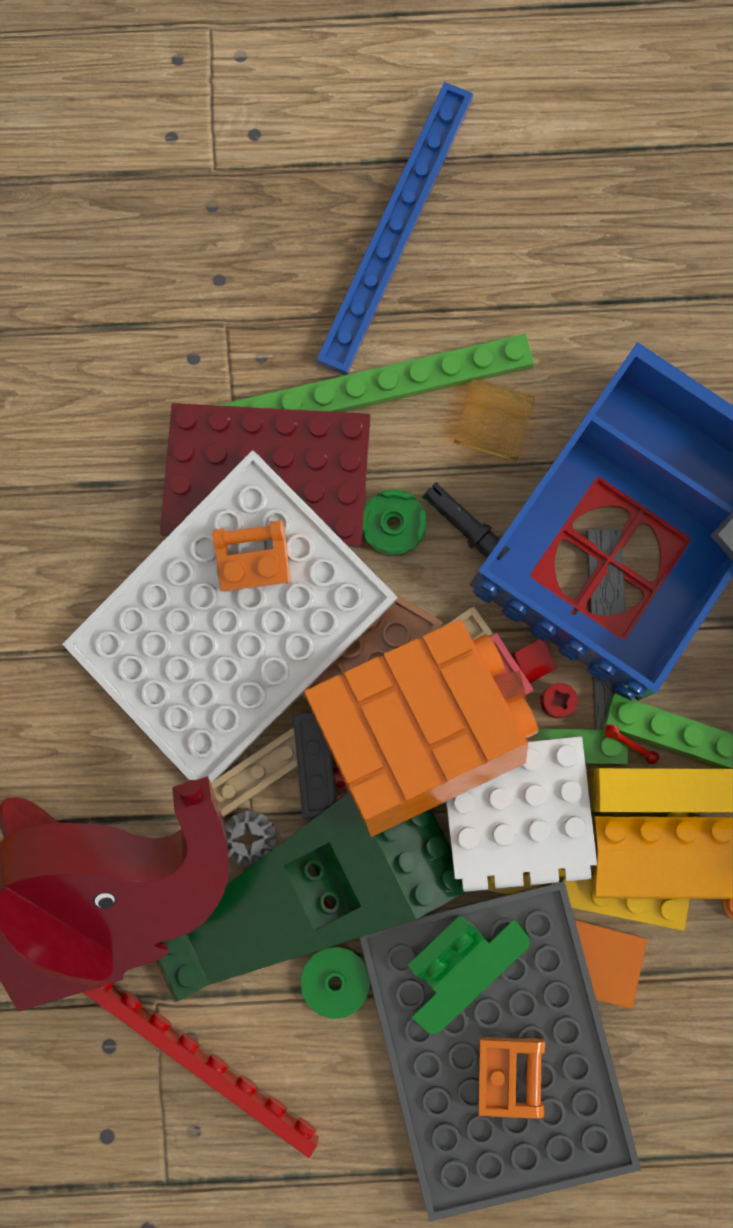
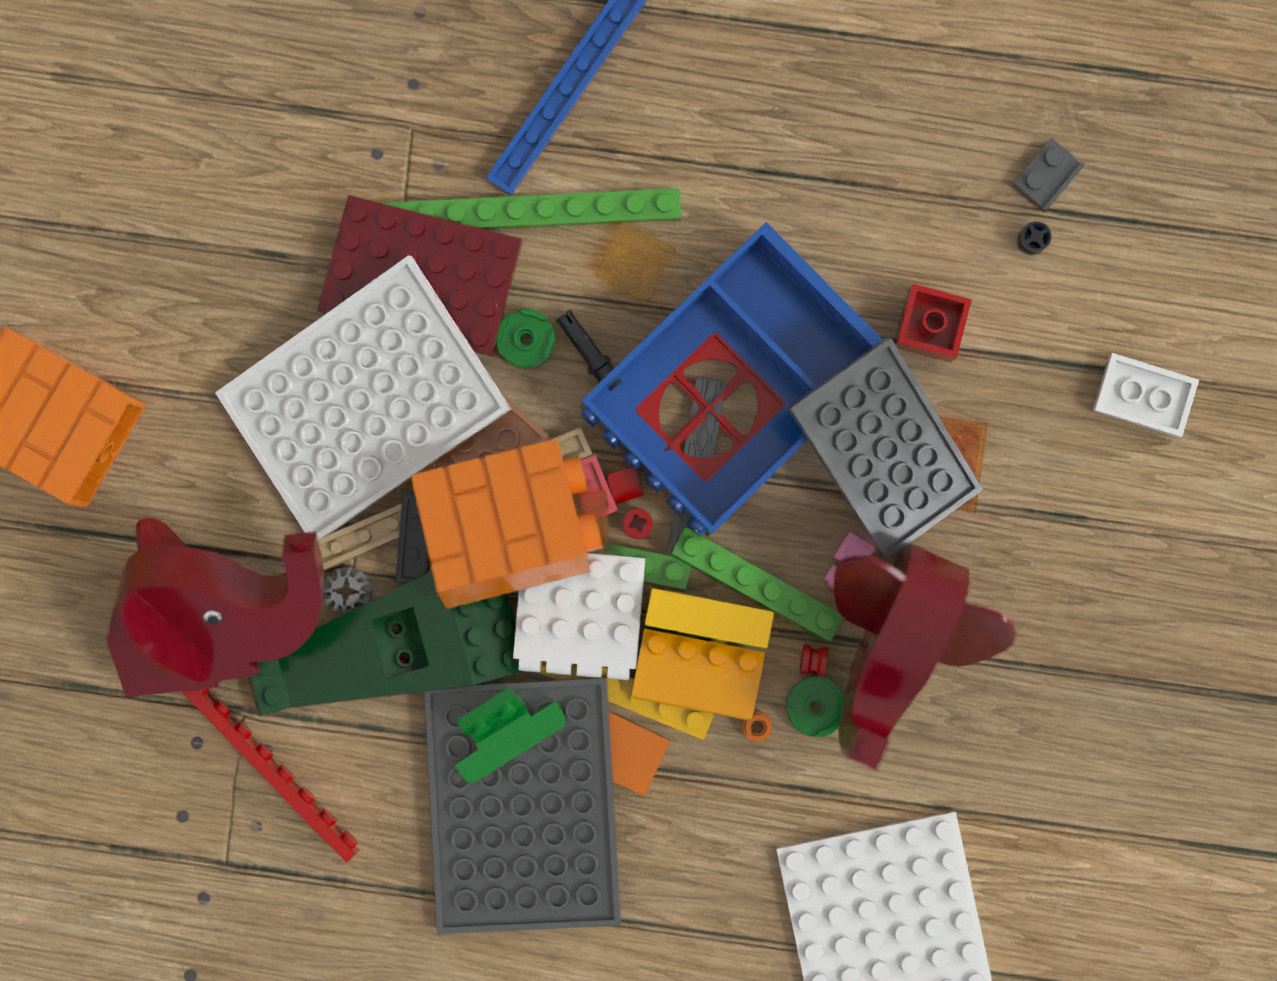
camera: 15 degrees right, 5 degrees up
(252, 568) = (386, 359): orange plate -> none
(349, 968) = (411, 716): green plate -> none
(498, 1077) = (517, 825): orange plate -> none
(613, 732) = (675, 559): red hinge -> none

